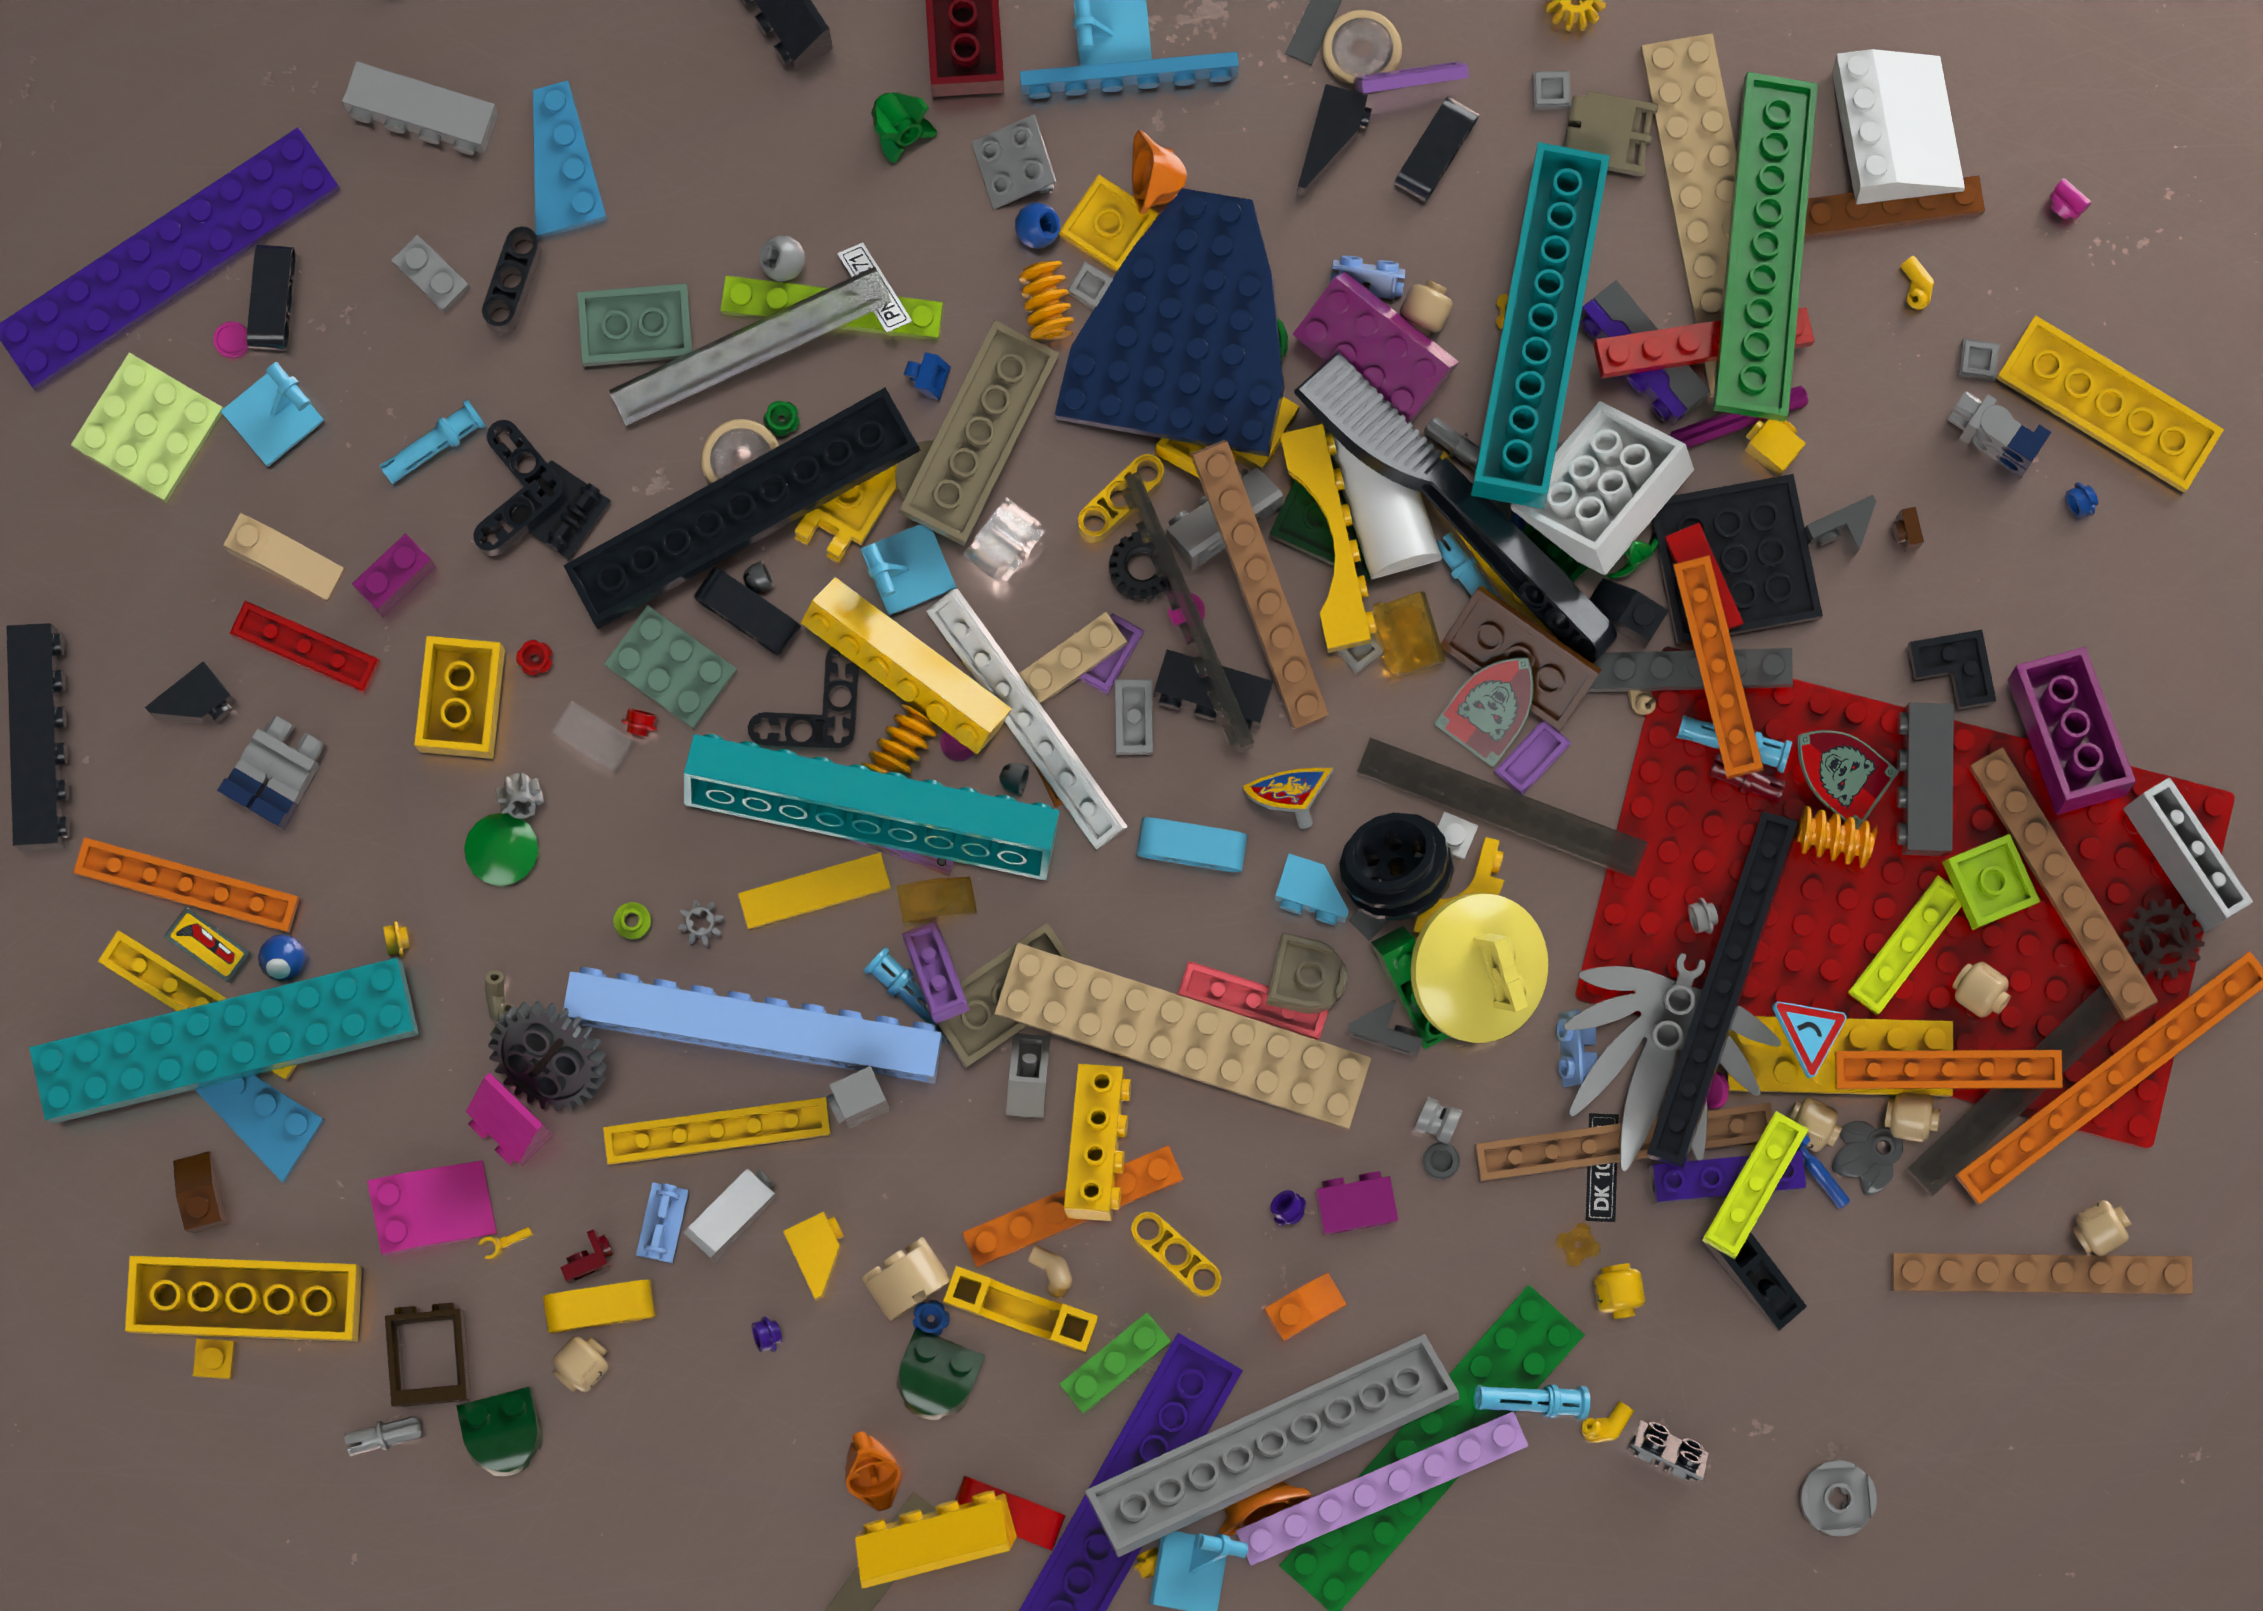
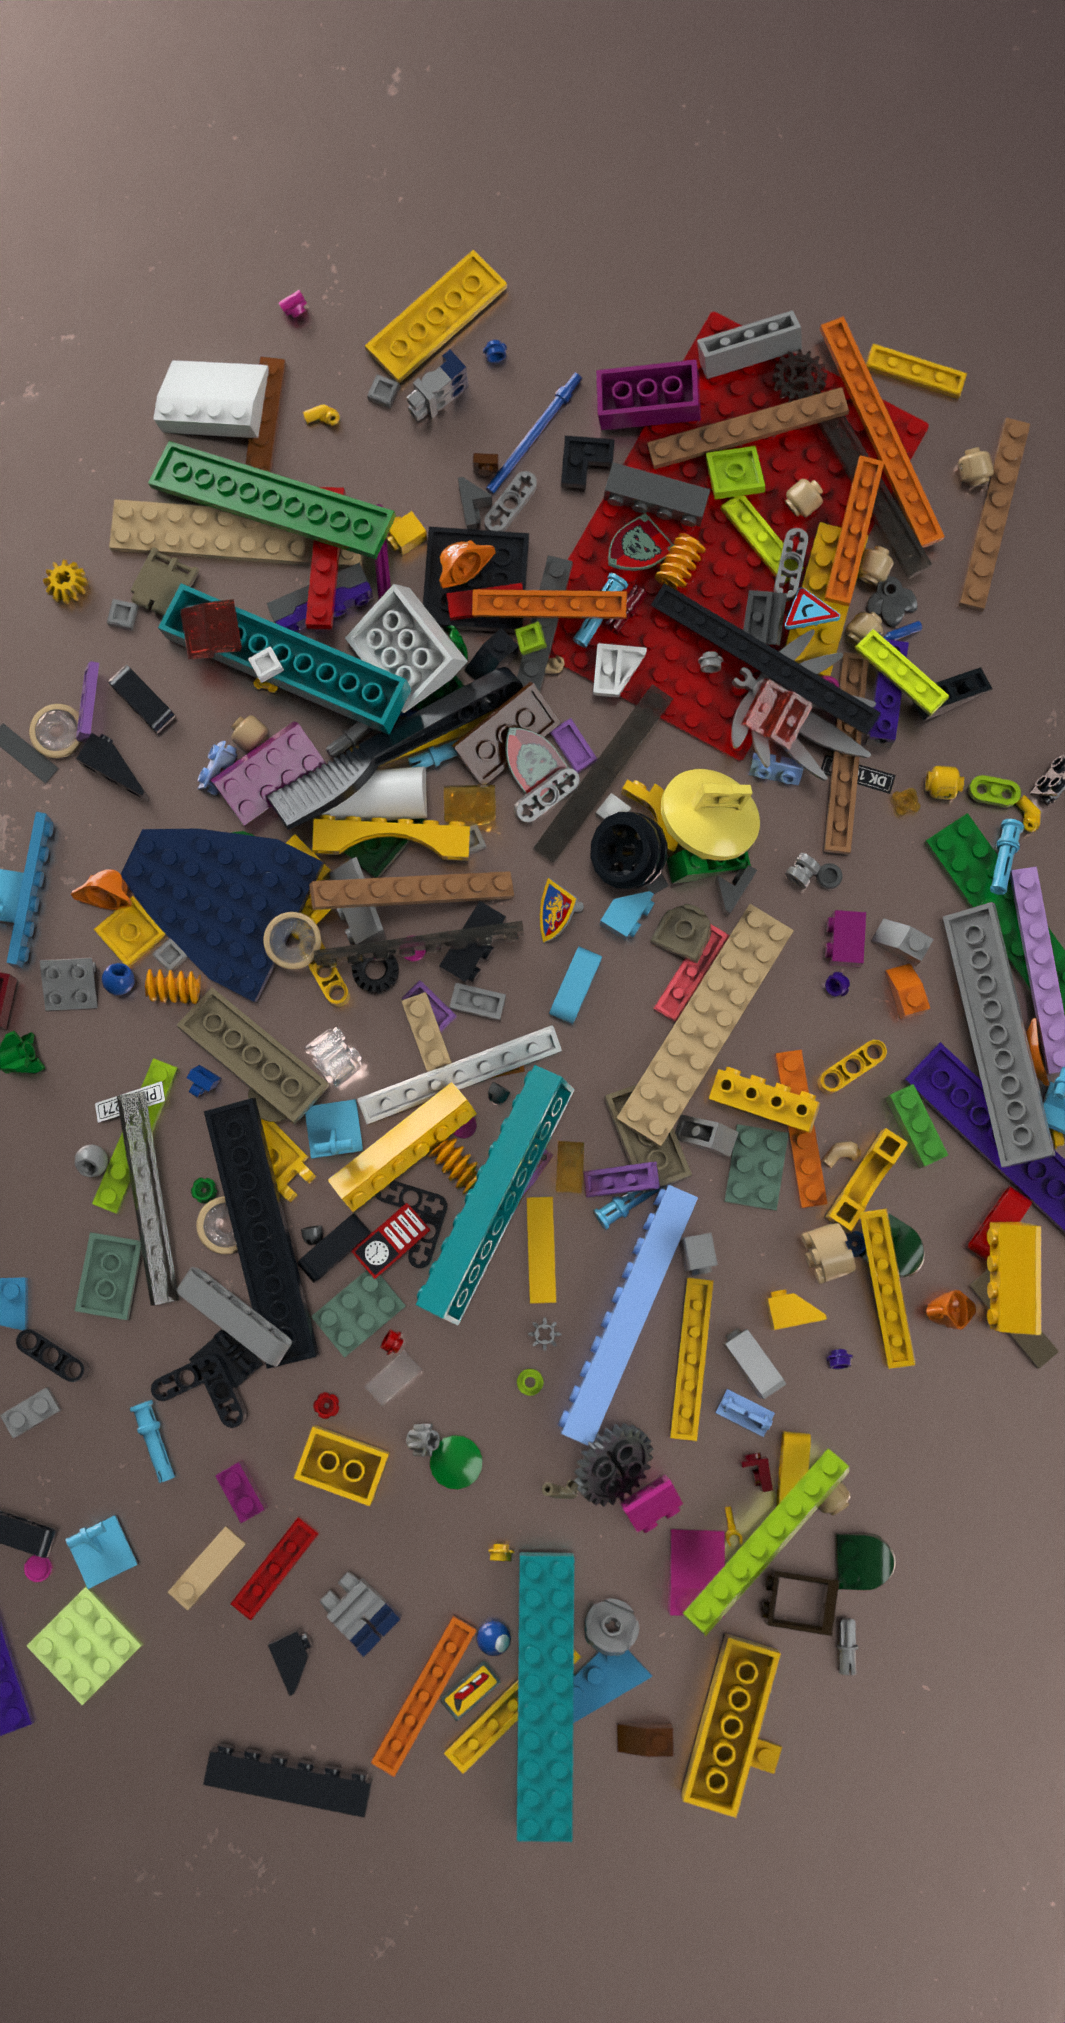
camera: 75 degrees left, 0 degrees up
(315, 1121) = (625, 1621): none -> light grey plate
(493, 1282) = (766, 1542): none -> lime brick
(621, 502) = (234, 1316): none -> light grey beam
(775, 684) = (390, 1240): none -> sticker
(877, 1372) = (887, 1288): none -> yellow plate
(1002, 1157) = (756, 1167): none -> sand green plate
(1140, 419) = (275, 940): none -> clear wheel
(1373, 1283) = (902, 941): none -> light grey slope
(1434, 713) = (557, 777): none -> light grey beam
(1520, 300) = (266, 664): none -> white tile
(1551, 213) = (210, 629): none -> clear red slope
(1627, 1366) = (993, 791): none -> lime plate
(1646, 1023) = (777, 713): none -> clear red slope
(1657, 784) = (615, 667): none -> white wing
(1665, 655) = (530, 638): none -> lime tile
(1749, 532) = (463, 562): none -> orange hat
(1787, 974) = (765, 616): none -> dark grey plate
(1847, 985) = (801, 549): none -> light grey beam
(1884, 598) = (515, 485): none -> light grey beam
(2042, 612) = (562, 396): none -> blue bar
(2227, 1109) = (916, 371): none -> yellow tile

